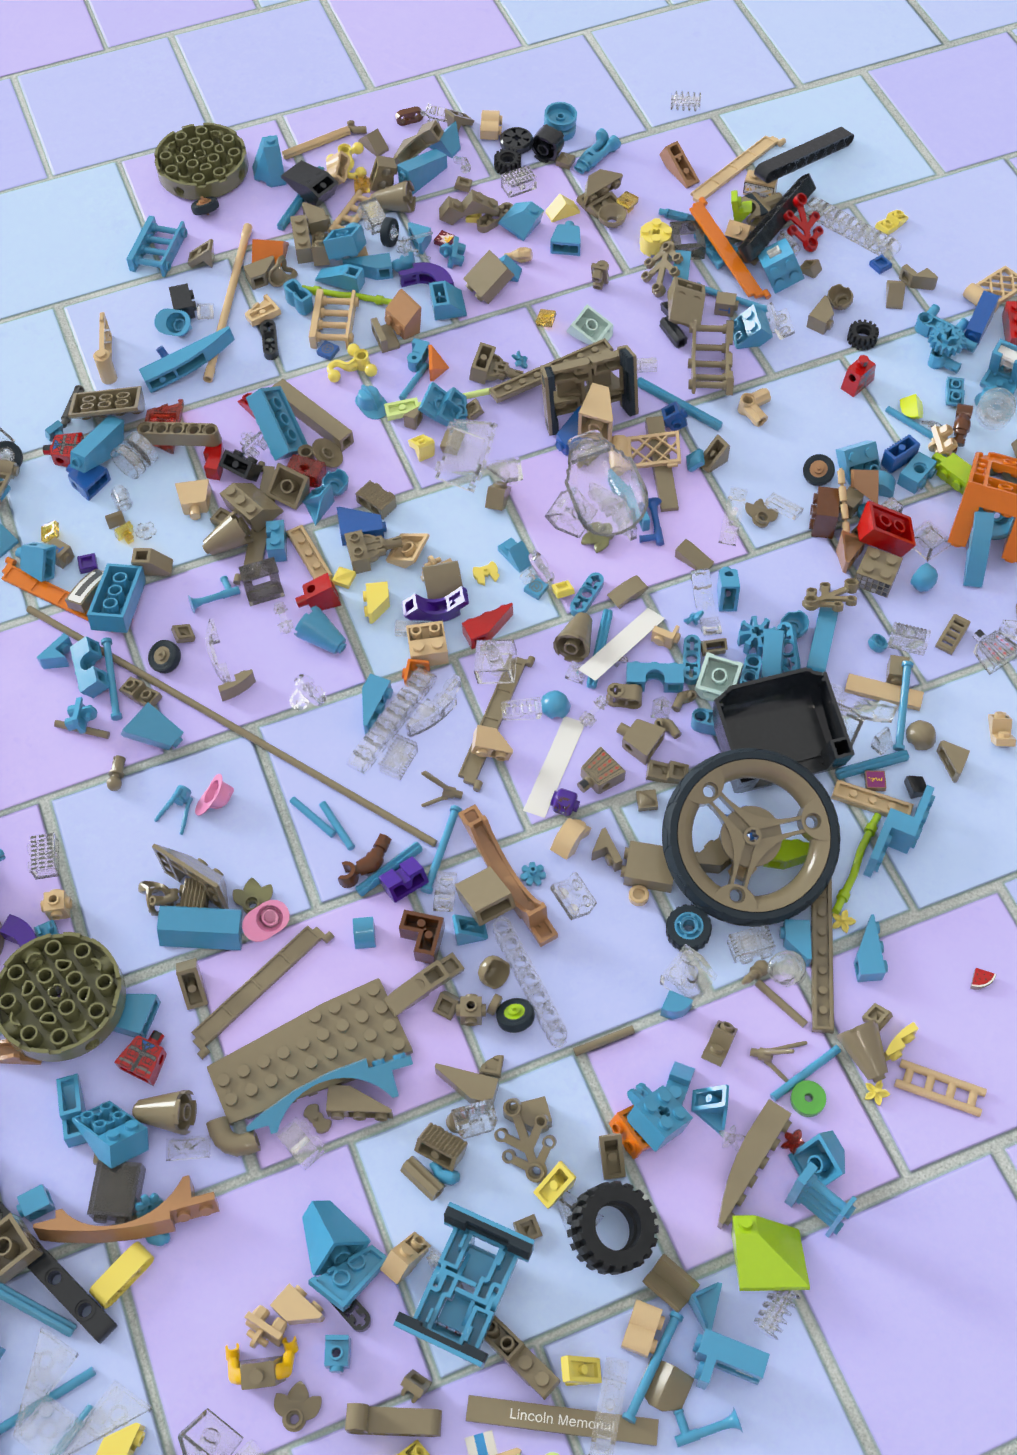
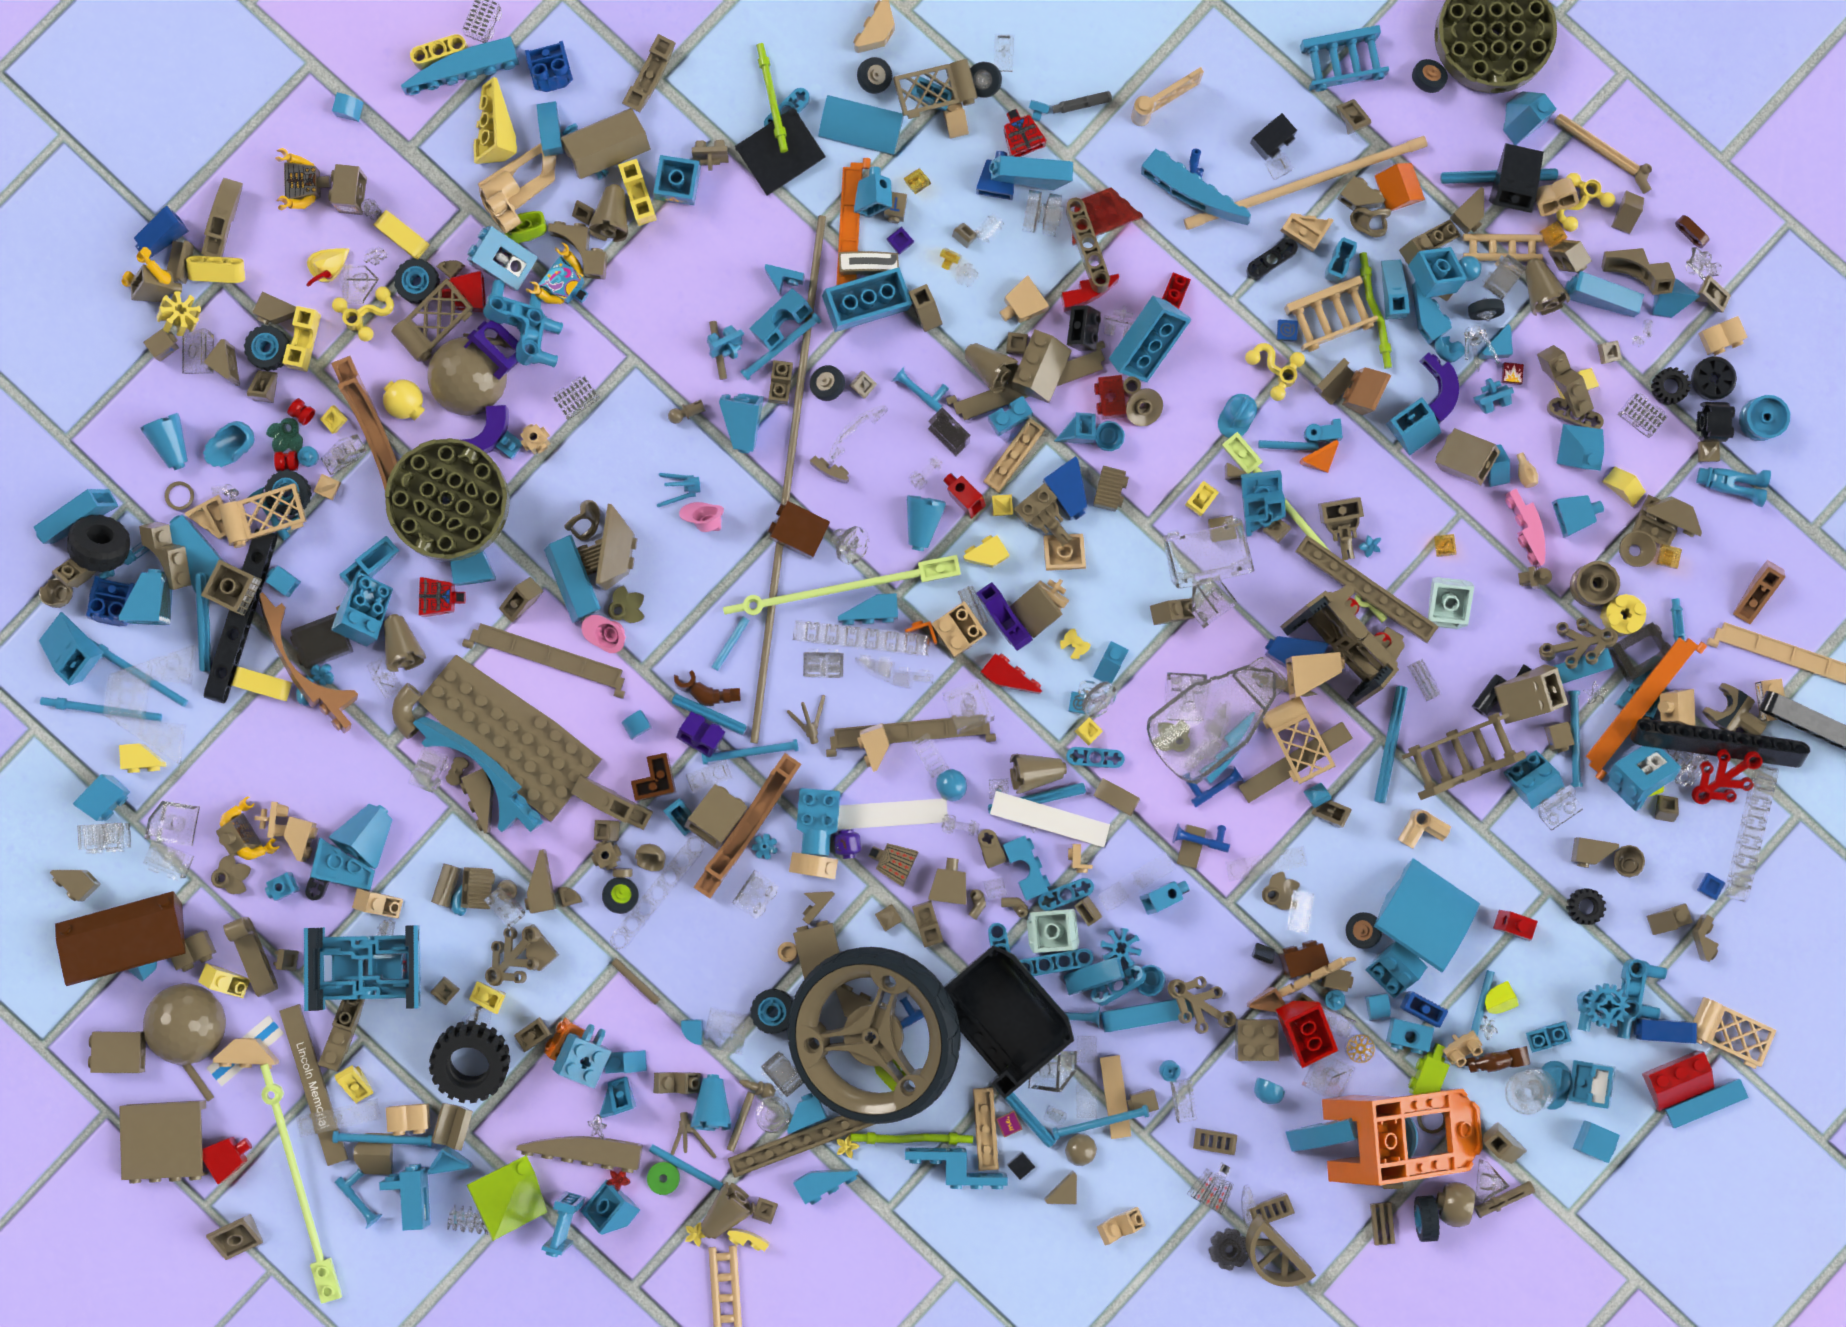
camera: 60 degrees right, 25 degrees up
(23, 488) = (955, 120): none -> tan slope
(107, 402) = (1089, 147): dark tan slope -> none
(155, 900) = (586, 537): dark tan arm -> none
(172, 322) = (1238, 145): dark azure piece -> none
(271, 726) = (798, 529): none -> reddish brown brick
(288, 486) = (1079, 391): dark tan slope -> none
(301, 239) = (1431, 213): dark tan arch -> none
(312, 816) = (728, 618): dark azure bar -> none
(316, 417) = (1188, 362): dark tan brick -> none
(364, 649) = (928, 571): none -> yellowish green bar
(528, 815) = (817, 819): none -> dark azure brick
(563, 265) = (1533, 535): none -> bright pink slope
(624, 245) = (1606, 582): none -> dark tan wheel
(674, 420) = (1362, 750): blue brick -> none
(680, 557) = (1217, 844): none -> blue piece
(694, 617) = (1115, 877): dark azure plant -> none
(706, 277) = (1595, 694): none -> clear plant
(740, 209) = (1713, 694): lime slope -> none
(757, 1018) = (711, 1106): none -> dark azure cone
(808, 543) = (1263, 953): none -> black slope
(825, 420) = (1426, 915): none -> dark azure slope
(866, 482) = (1360, 987): medium nougat slope -> none
(892, 222) = (1786, 875): light yellow slope -> none
(915, 508) = (1359, 1048): none -> wheel
(981, 979) = (845, 1291): red tile -> none

